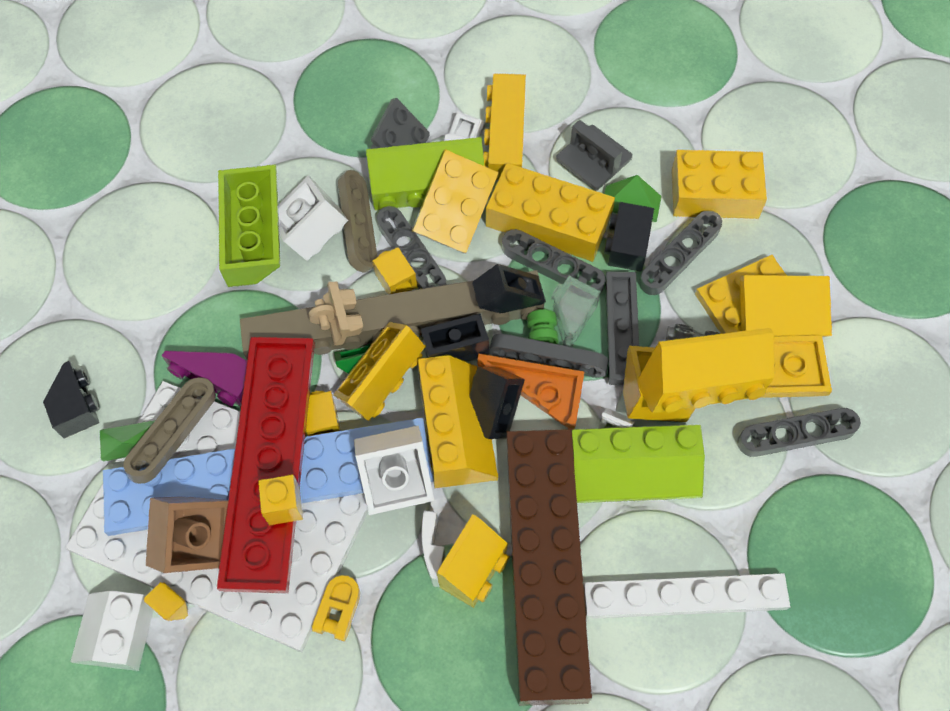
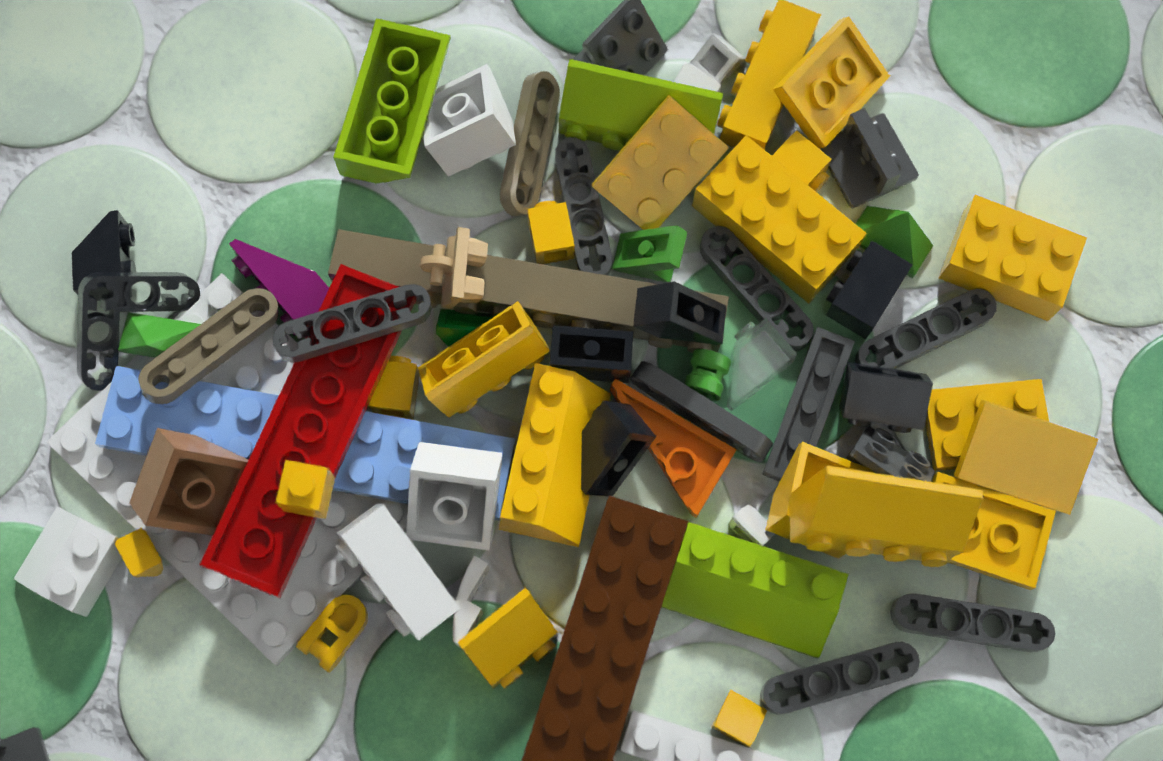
camera: 15 degrees right, 10 degrees up
(89, 423) = (119, 301): none -> black beam
(270, 368) = (355, 331): none -> dark grey beam
(370, 541) = (396, 572): none -> white brick
(470, 260) = (650, 252): none -> bright green slope
(550, 114) = (831, 82): none -> yellow plate
(552, 166) = (804, 160): none -> yellow brick
(664, 561) = (739, 719): none -> yellow slope
(673, 300) = (885, 397): none -> black brick
(726, 508) = (840, 681): none -> dark grey beam

